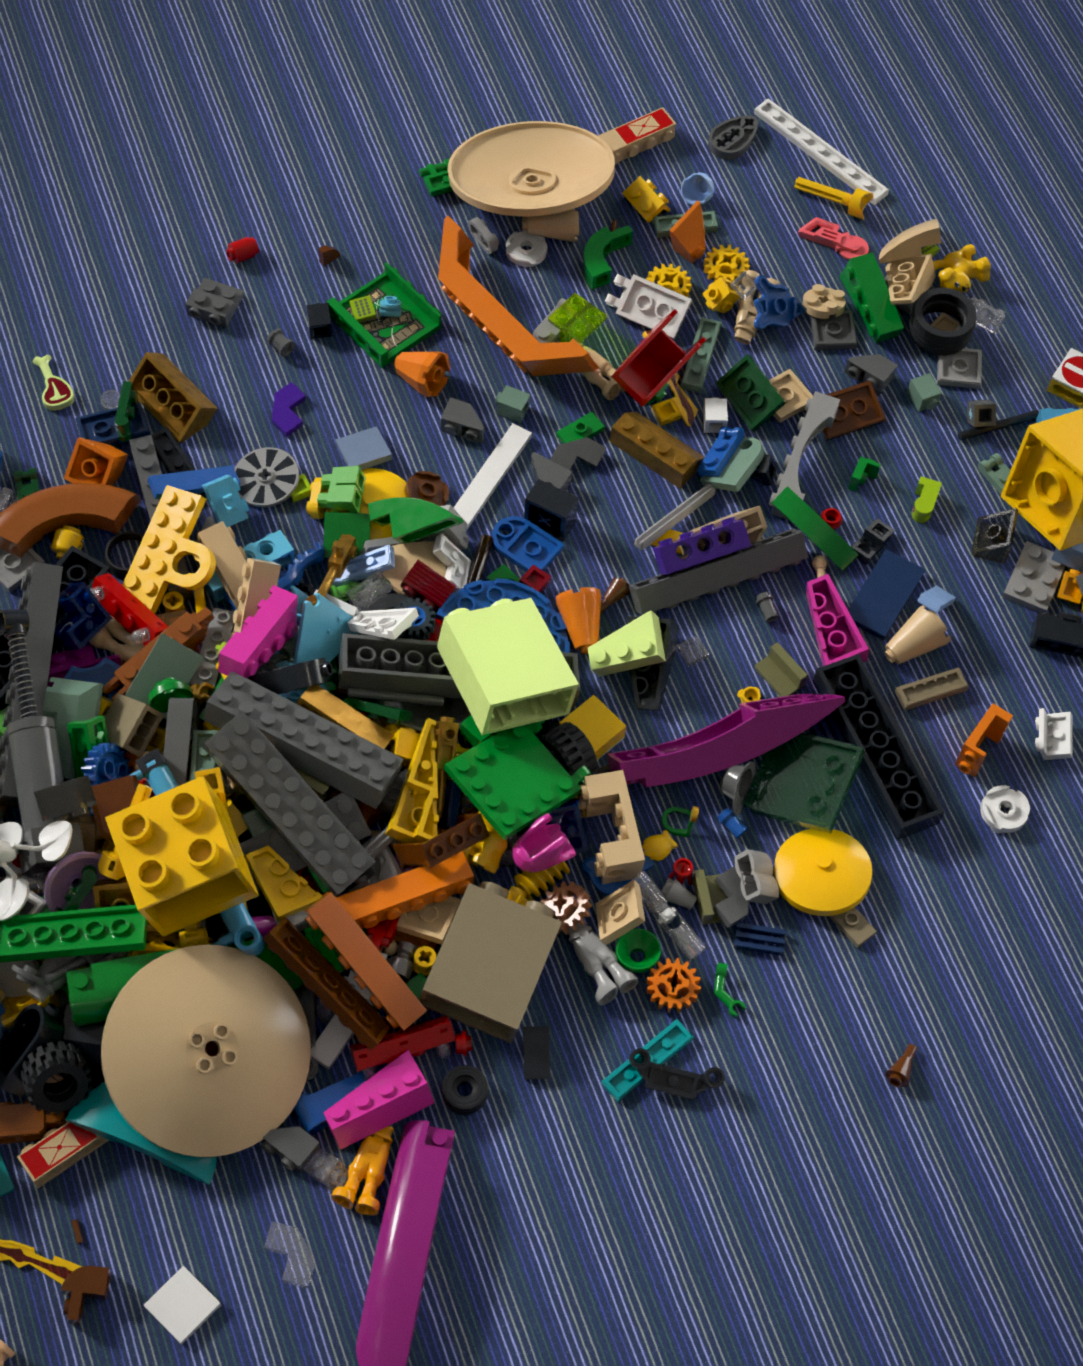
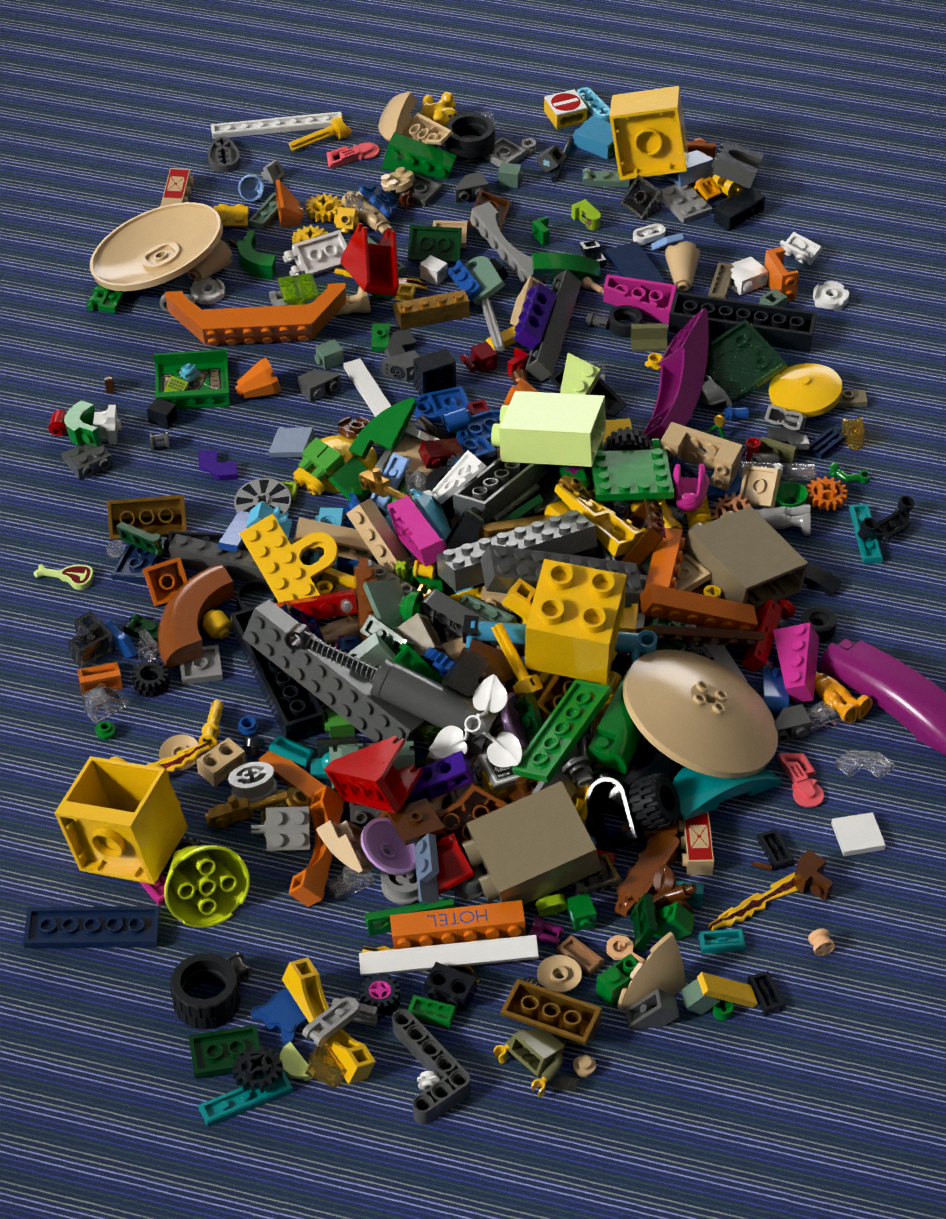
camera: 50 degrees left, 15 degrees down
(113, 695) = (388, 635): none -> plate
(114, 1239) = (781, 862): none -> black tile
(211, 1218) = (804, 788): none -> coral piece
(246, 263) = (79, 424): none -> green arch
(266, 289) = (108, 424): none -> white brick
(496, 566) = (454, 417): none -> blue door
(619, 538) = (482, 357): none -> dark red brick
(635, 574) = (519, 361): none -> red bracket
(742, 191) = (273, 171): none -> light grey tile
(794, 619) = (622, 312): none -> black tyre
(800, 955) = (854, 432): none -> clear yellow piece
(806, 325) = (406, 200): none -> reddish brown plate
(937, 758) = (770, 298): none -> sand green brick
(948, 574) = (649, 234): none -> white plate
(961, 707) = (748, 275): none -> white piece
(994, 377) = (529, 144): none -> light grey bush

